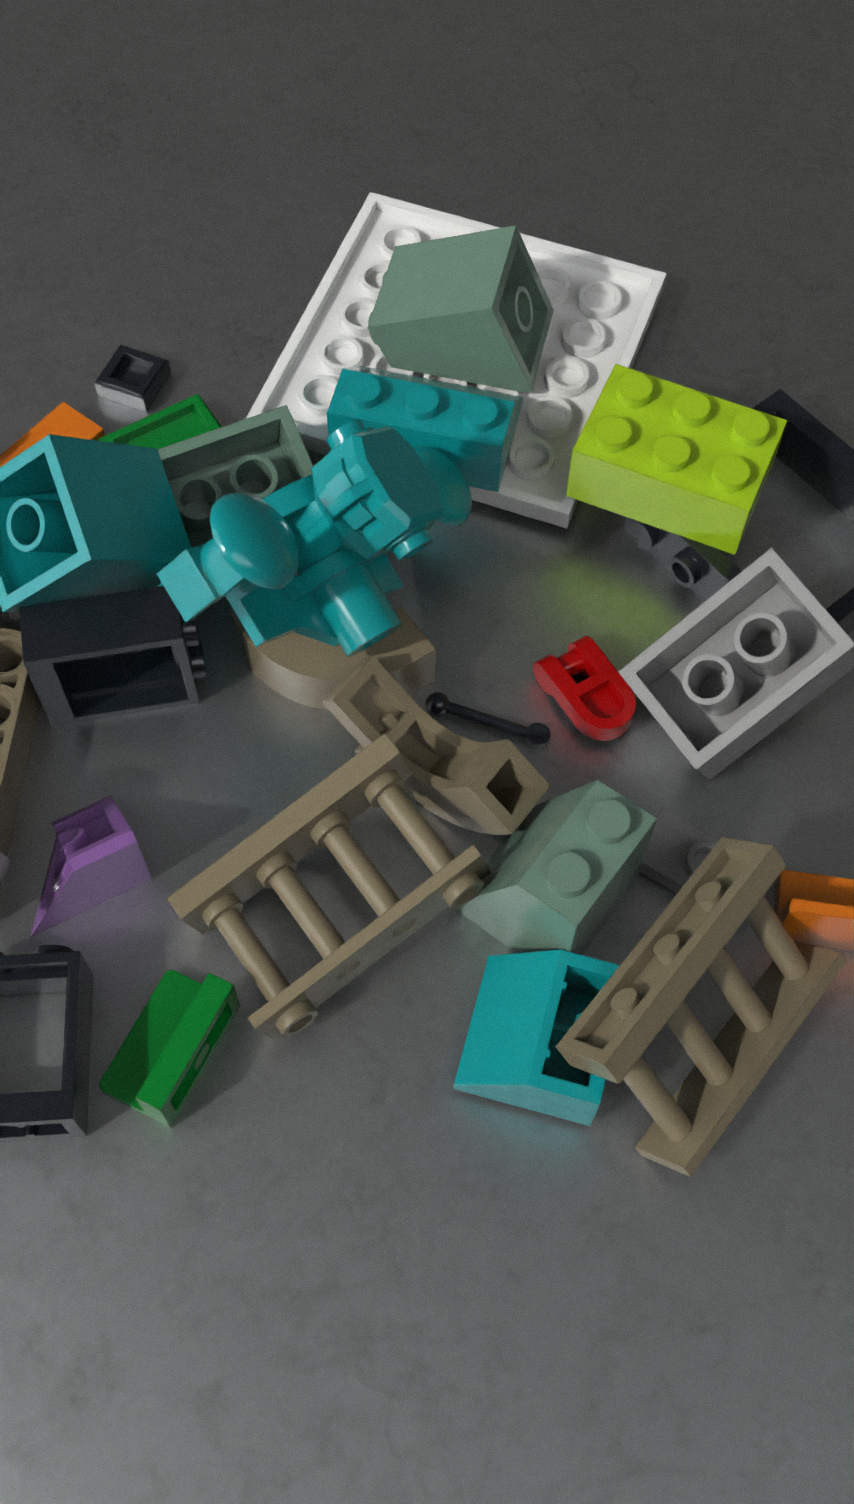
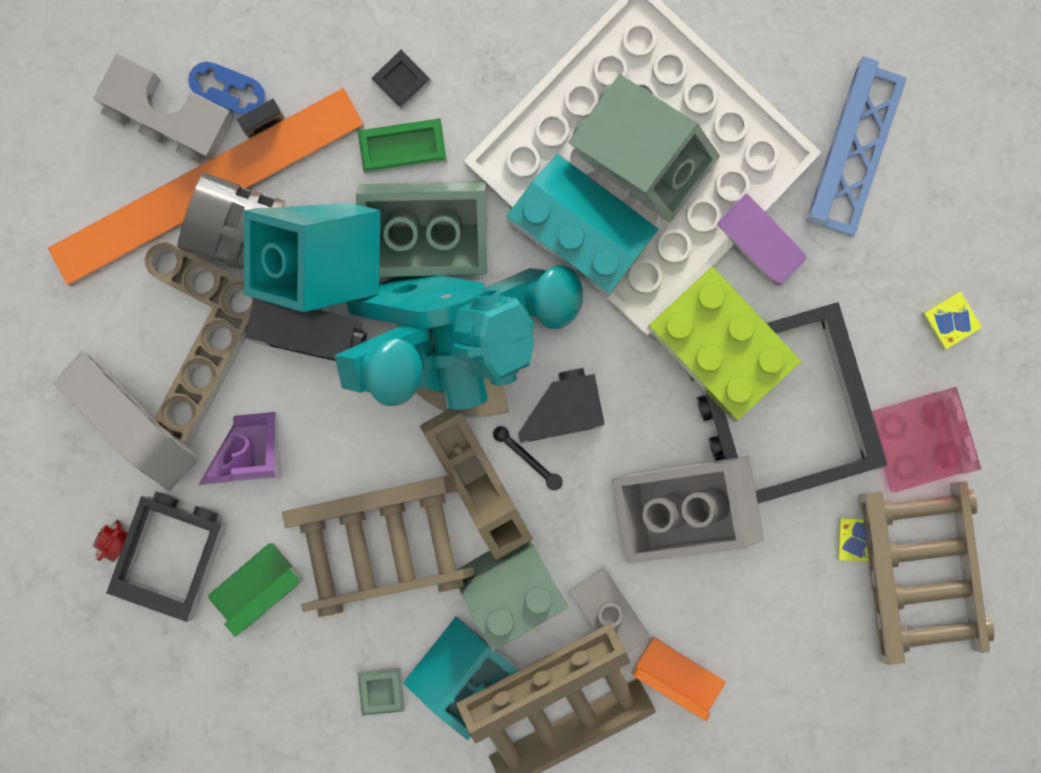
camera: 30 degrees right, 25 degrees up
(425, 1118) = (381, 691): none -> sand green tile
(515, 618) = (565, 408): none -> black slope
(599, 705) = (597, 479): red plate -> none
(641, 353) = (761, 240): none -> medium lavender slope
(689, 275) = (844, 138): none -> medium blue fence

